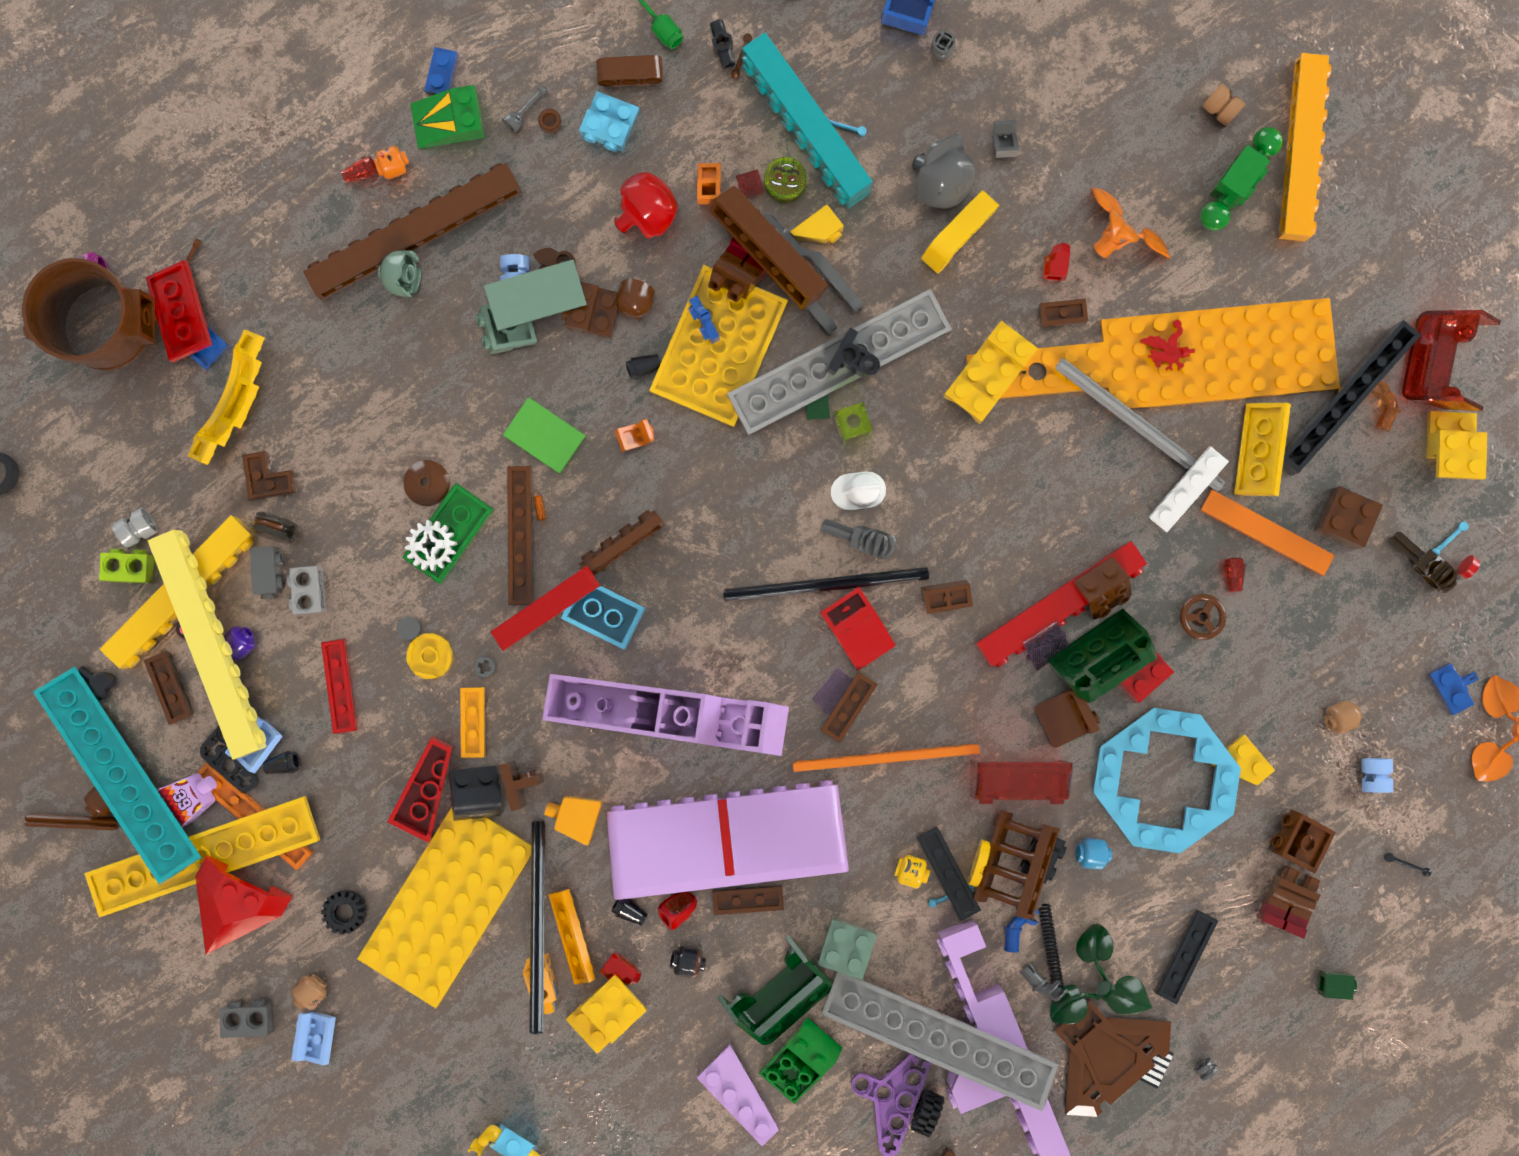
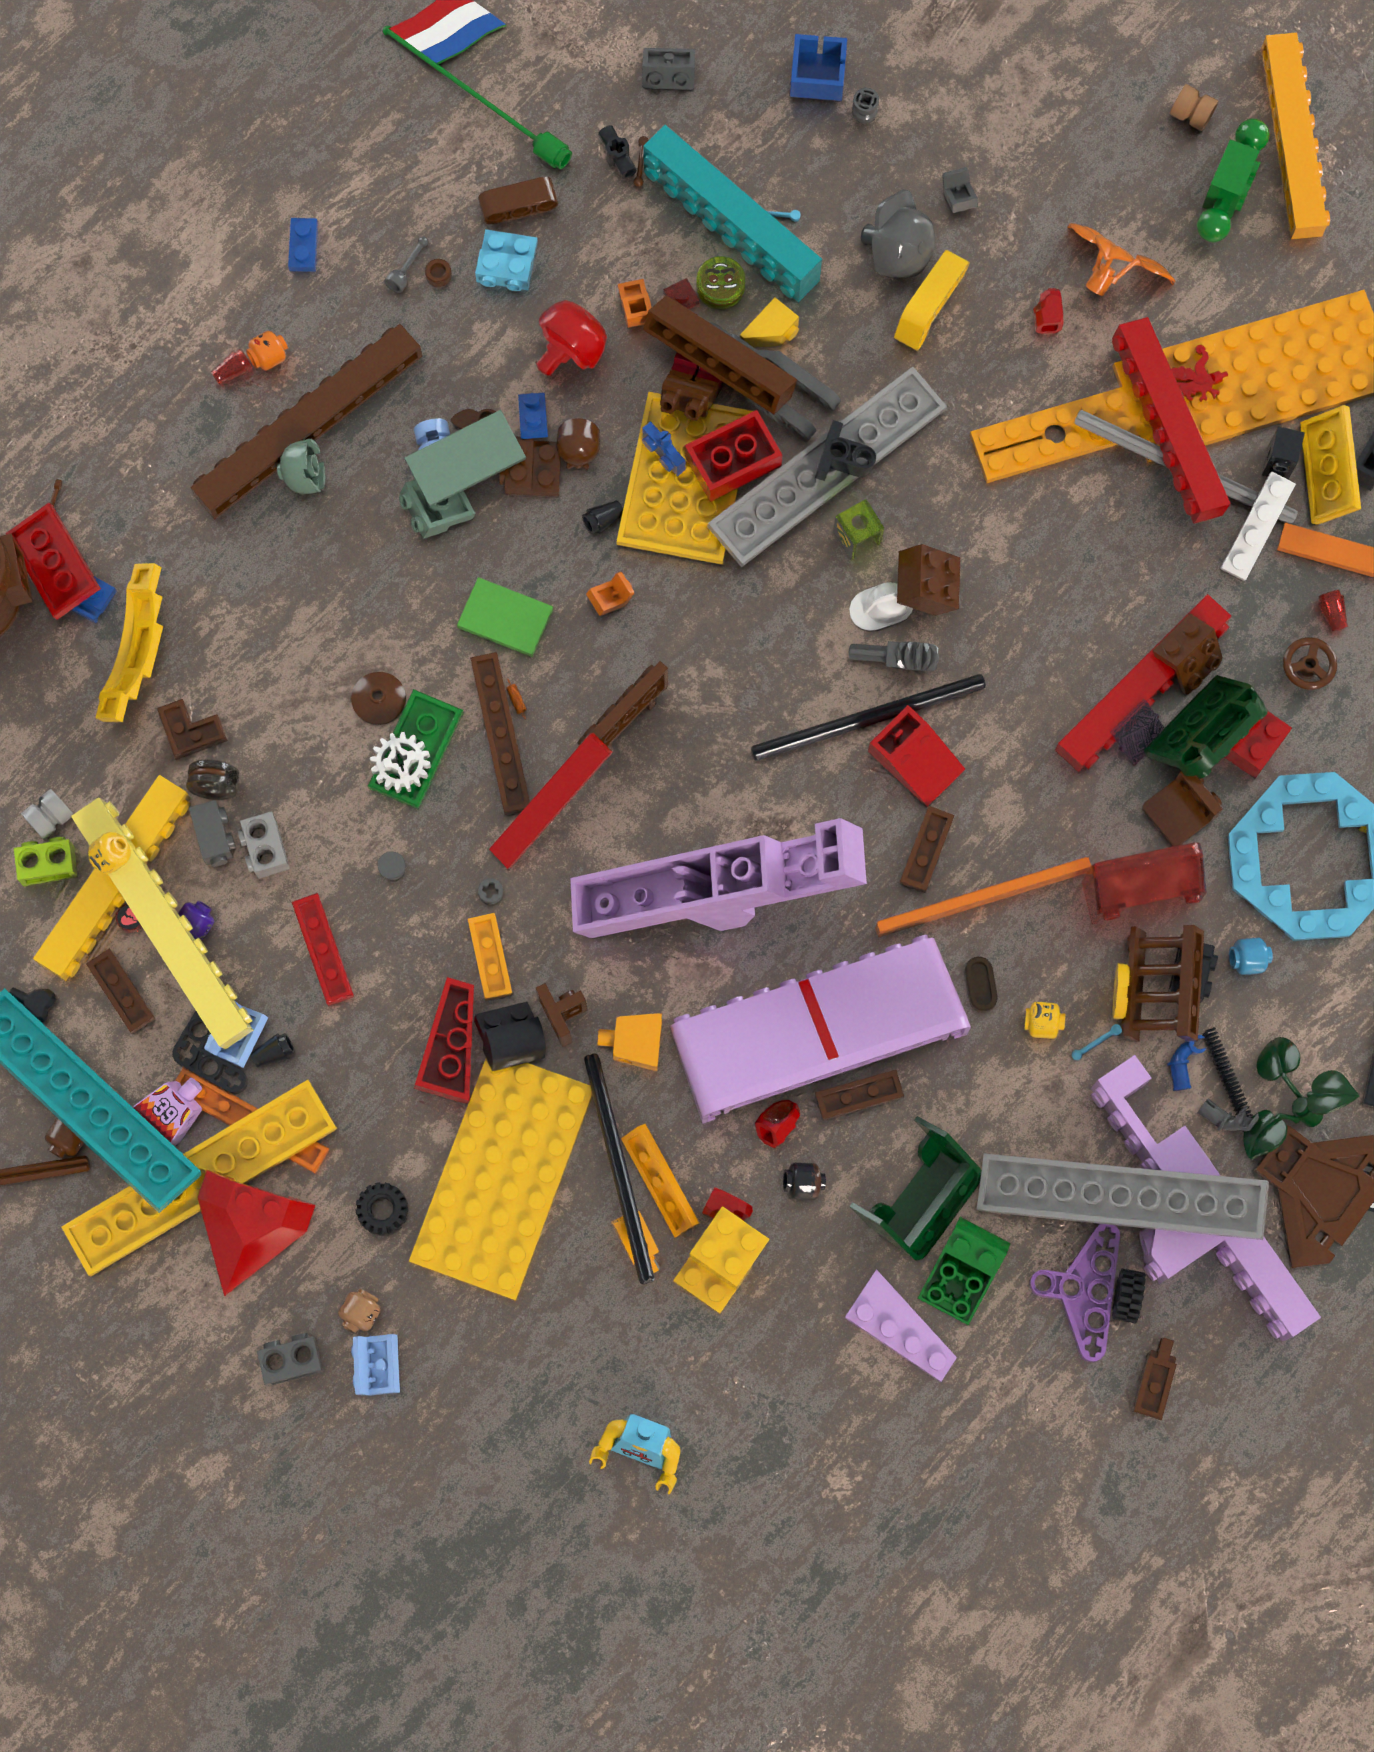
camera: 15 degrees left, 10 degrees down
(170, 582) = (109, 852): none -> yellow head
(429, 656) = (422, 892): yellow tile -> none
(448, 117) = (321, 290): green slope -> none
(602, 266) = (532, 415): none -> blue plate
(606, 616) = (620, 800): medium azure brick -> none
(629, 911) = (720, 1136): black cone -> none
(760, 339) = (733, 455): none -> red brick
(818, 409) = (815, 525): dark green tile -> none
(832, 691) = (903, 836): clear purple piece -> none
(846, 948) = (988, 1123): sand green brick -> none
(867, 828) = (980, 984): none -> dark brown tile
(901, 480) = (928, 580): none -> reddish brown brick
(947, 596) = (1011, 700): reddish brown hinge -> none
(948, 873) = (1087, 1015): black tile -> none
(990, 371) = (1003, 440): yellow piece -> none
(1063, 312) = (1069, 364): reddish brown plate -> none
(1136, 383) = (1170, 420): none -> red brick
(1224, 432) = (1283, 452): none -> black brick

